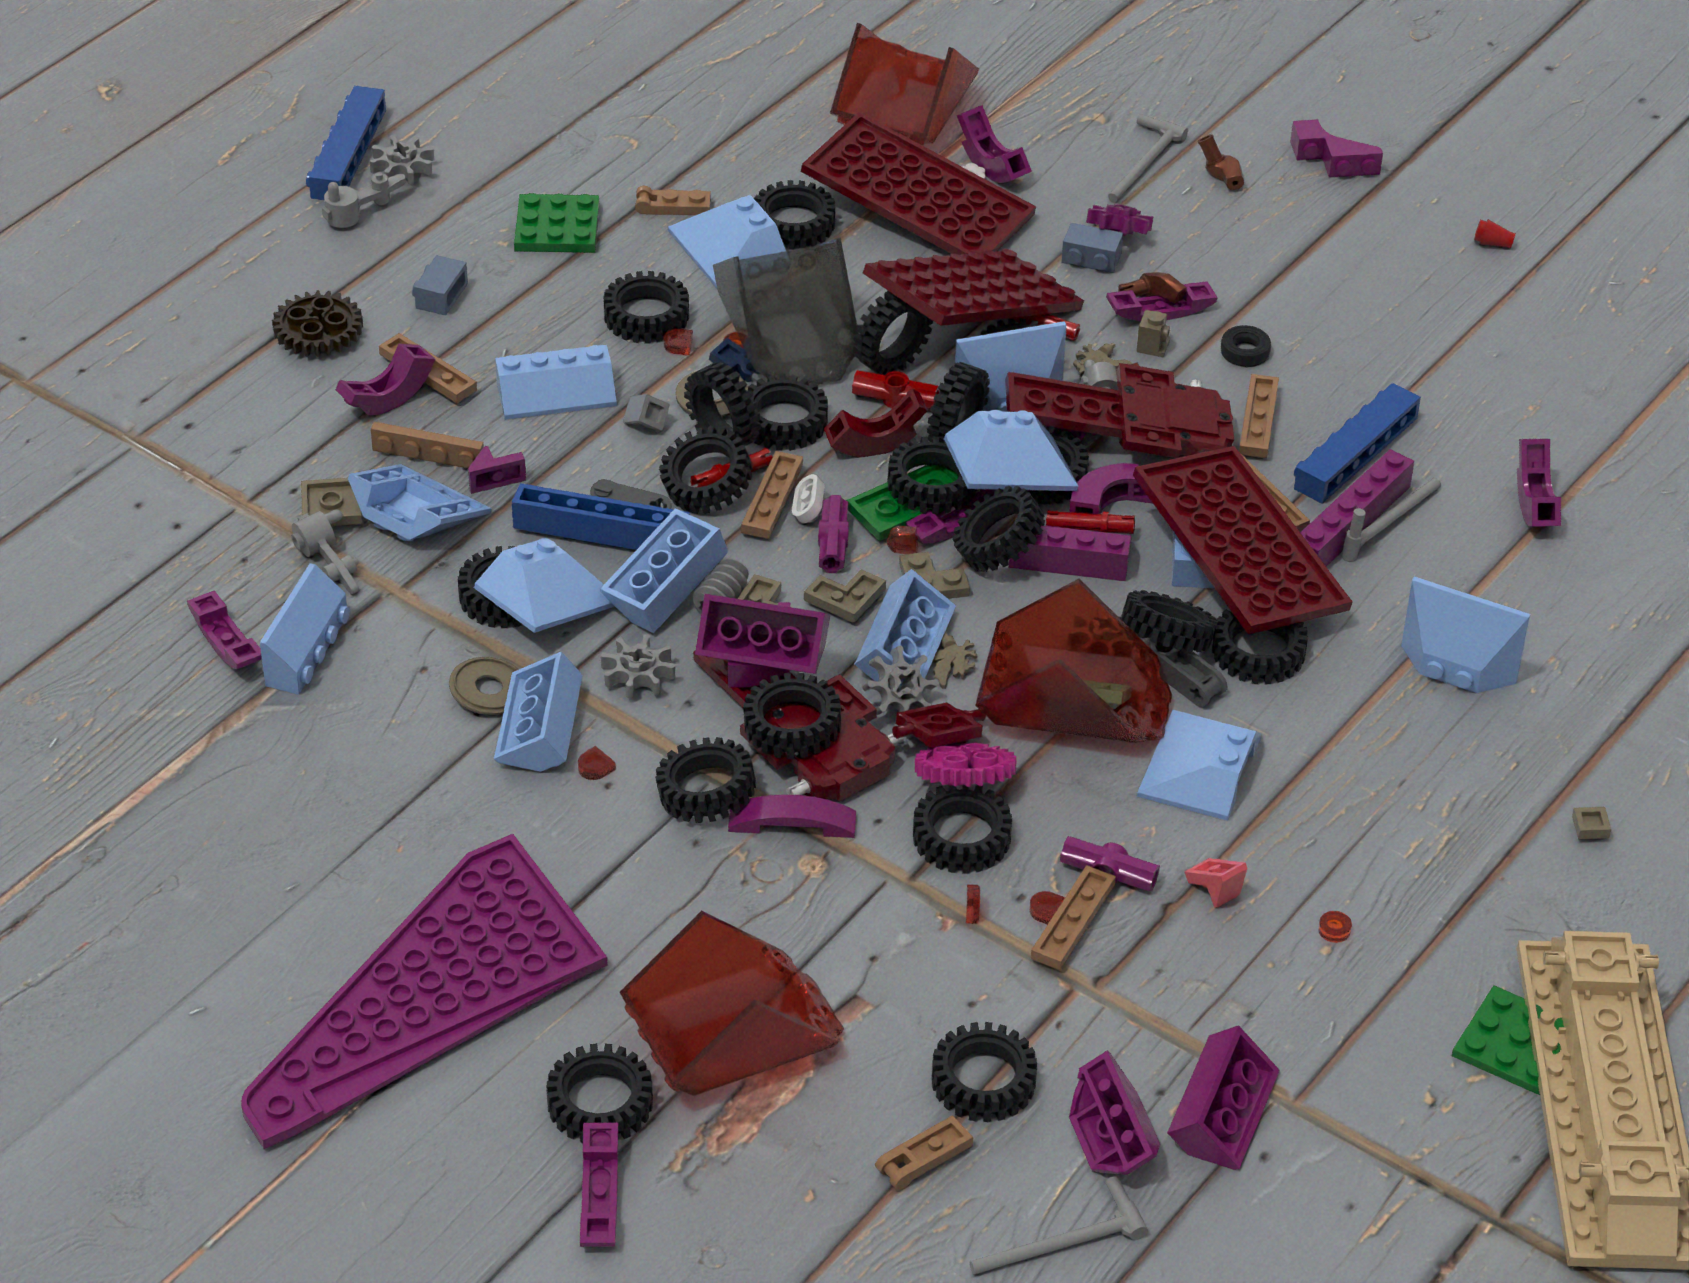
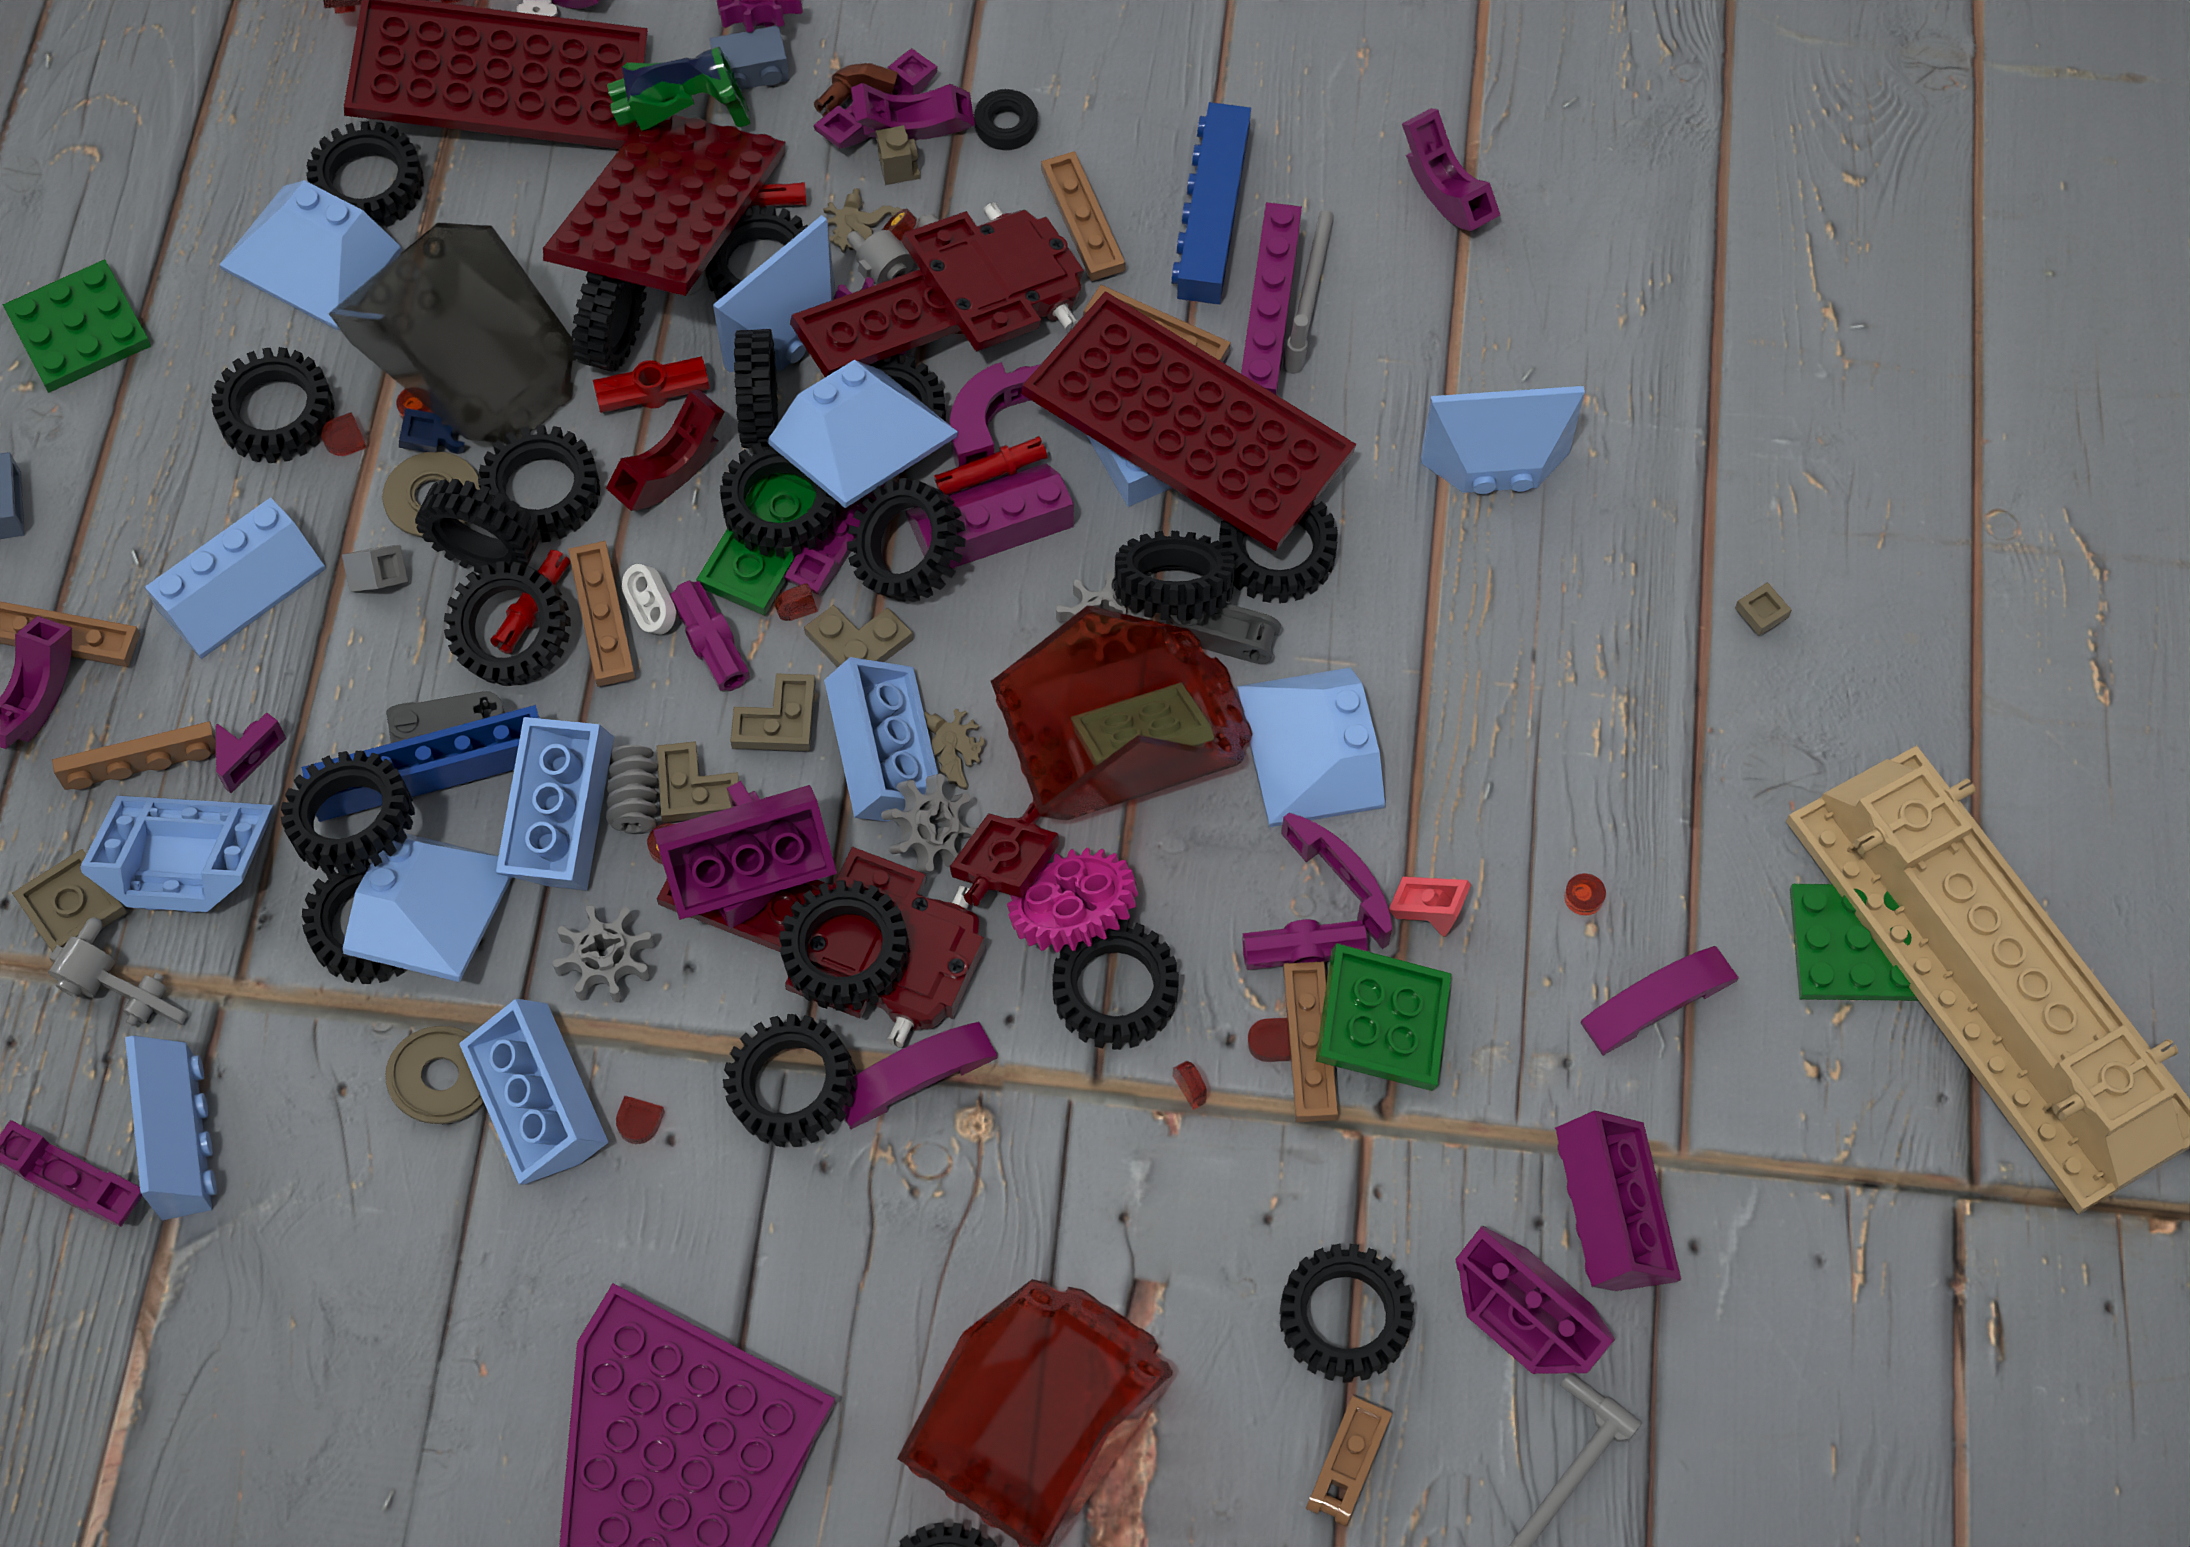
camera: 30 degrees left, 20 degrees up
(529, 525) = (333, 778): none -> black tyre
(671, 201) = (201, 224): medium nougat plate -> none
(1020, 229) = (660, 90): none -> green hips
(1133, 922) = (1383, 1017): none -> green plate
(1162, 812) = (1312, 839): none -> magenta slope
(1186, 319) = (923, 114): none -> magenta arch
(1347, 999) = (1657, 997): none -> magenta slope

